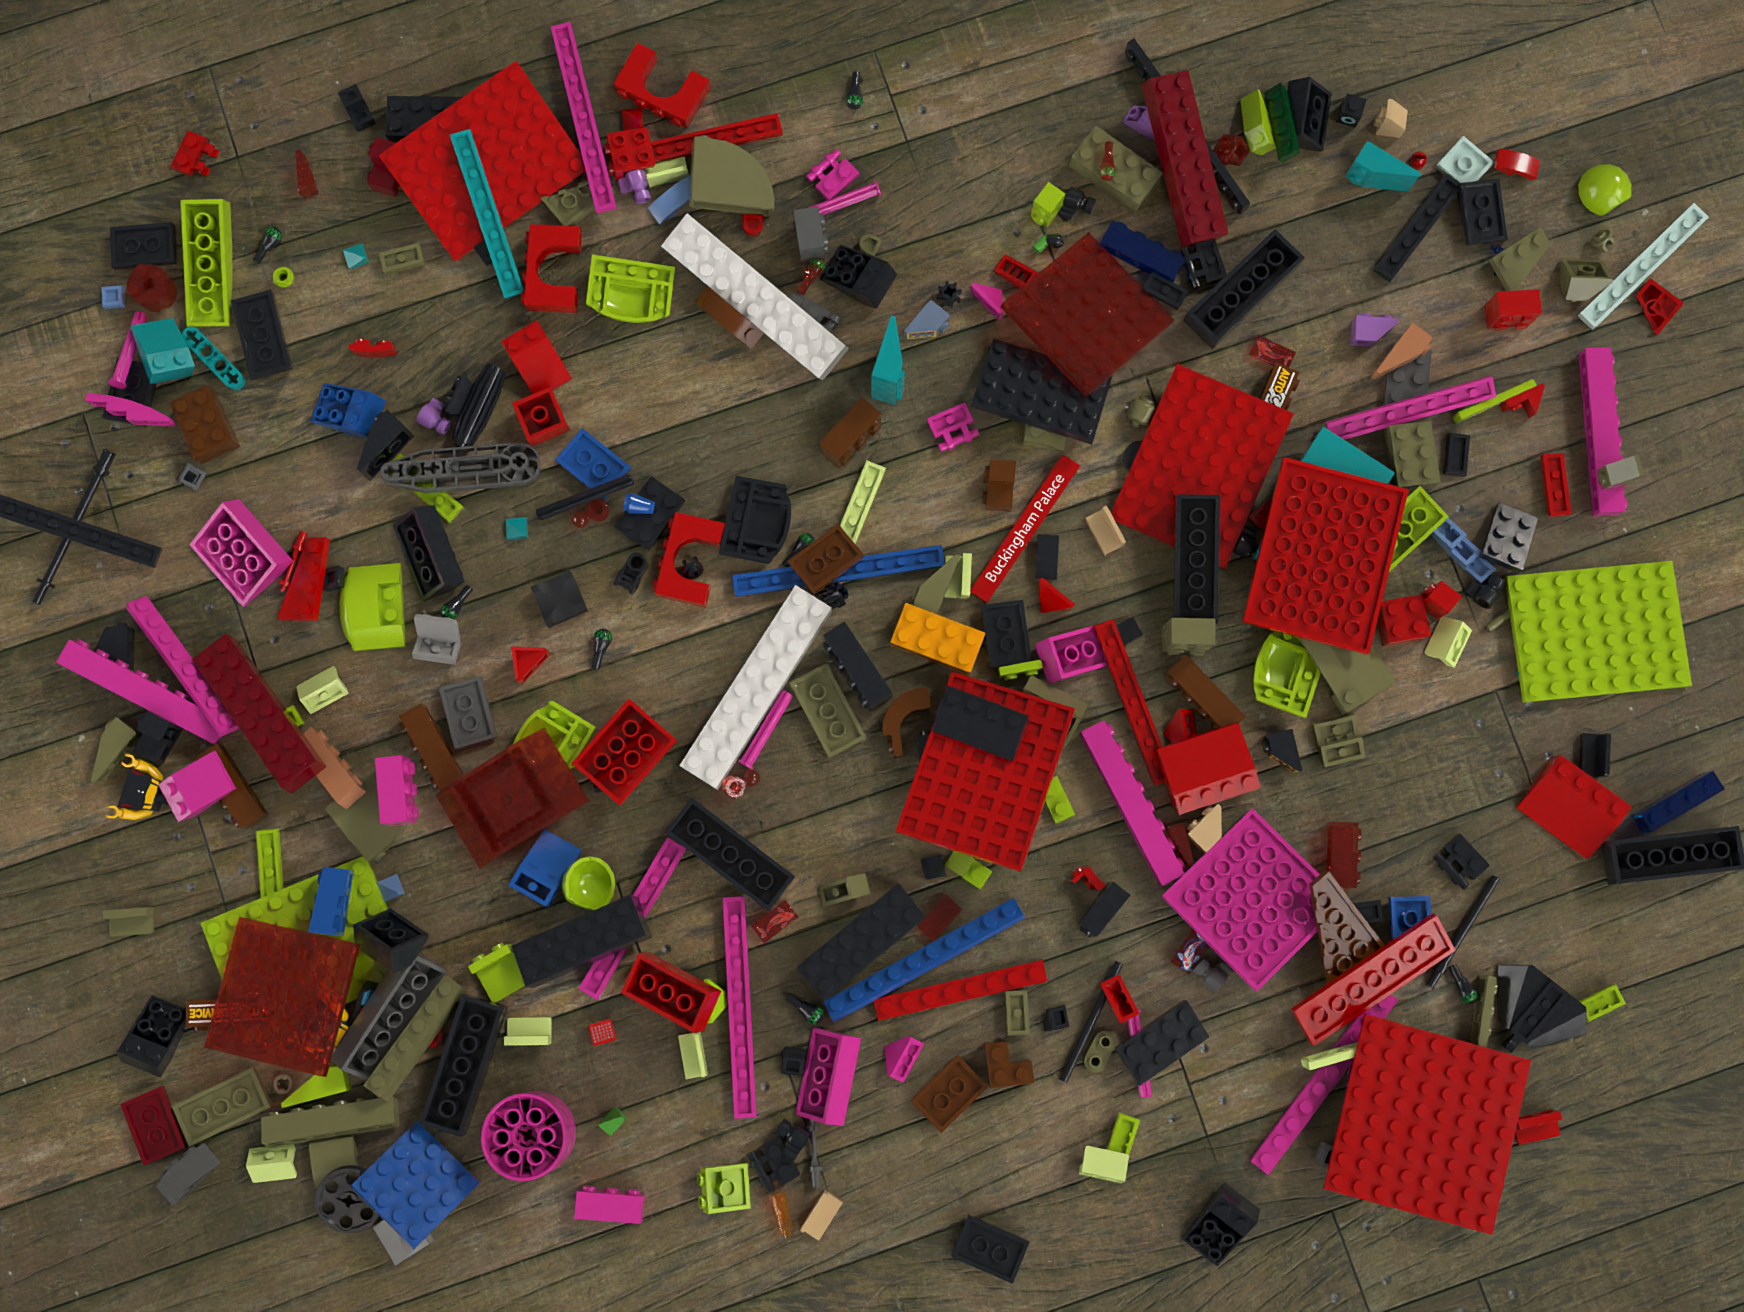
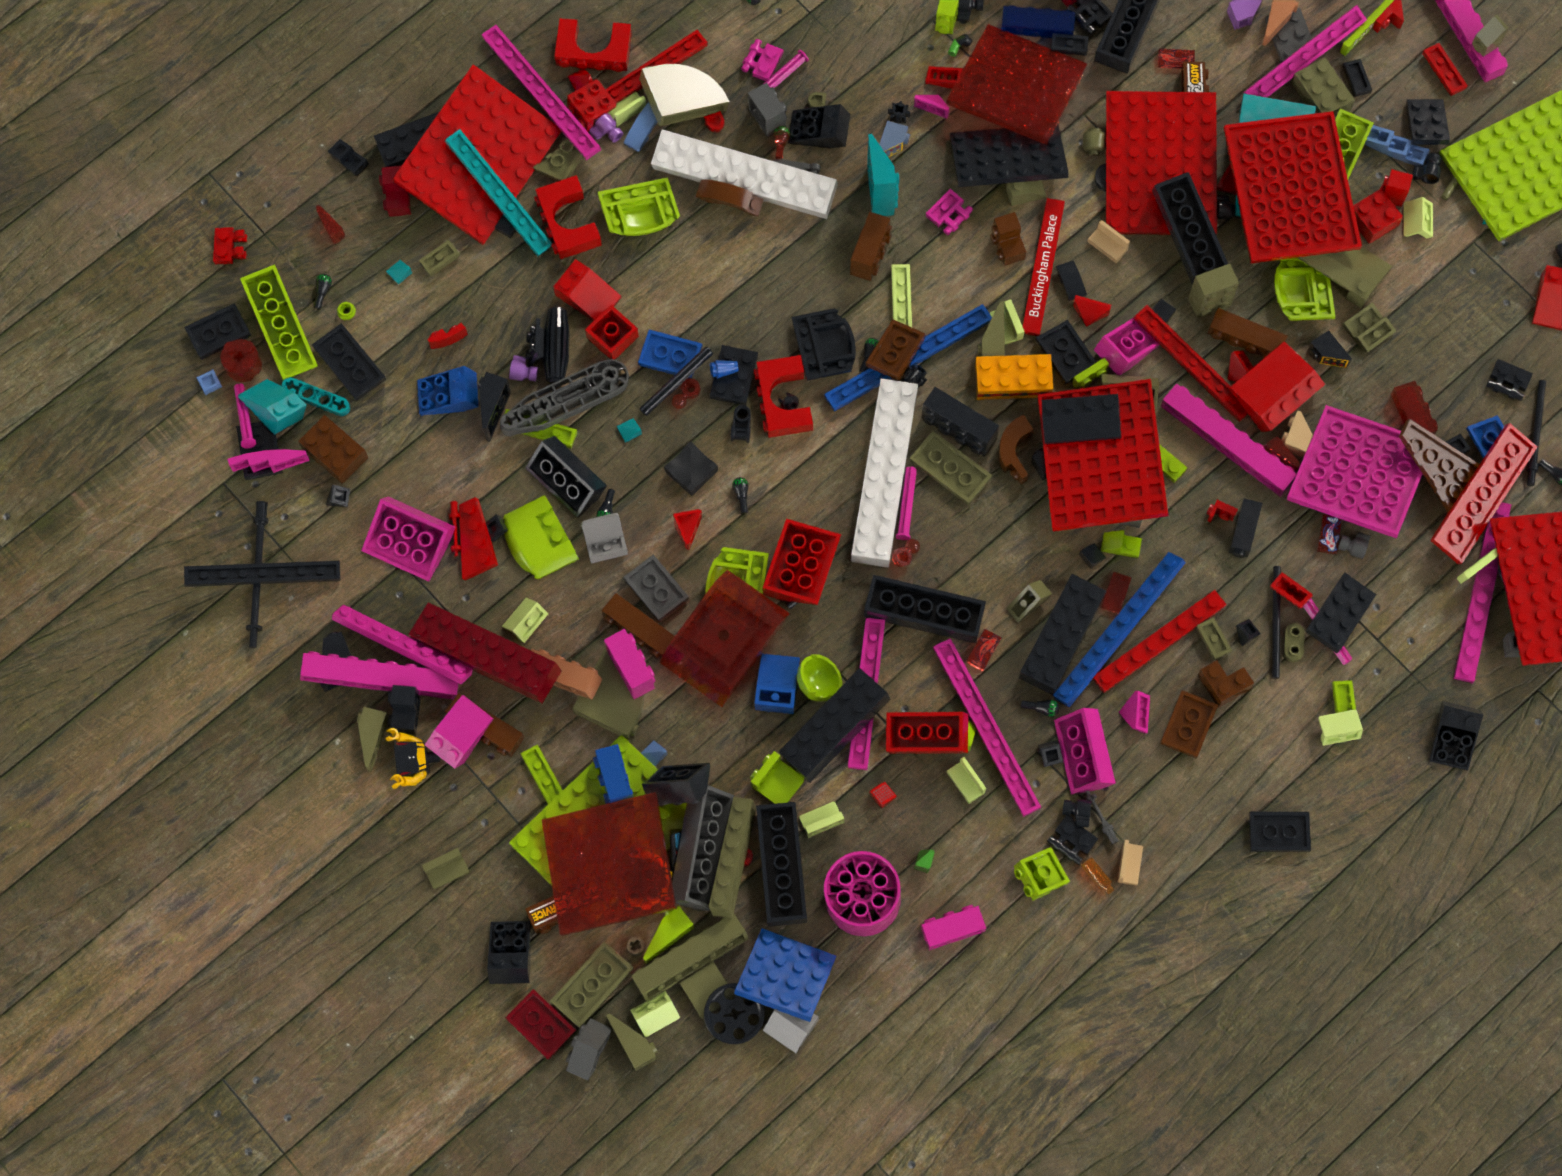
camera: 20 degrees left, 10 degrees down
(236, 1188) = (634, 1044): none -> olive slope

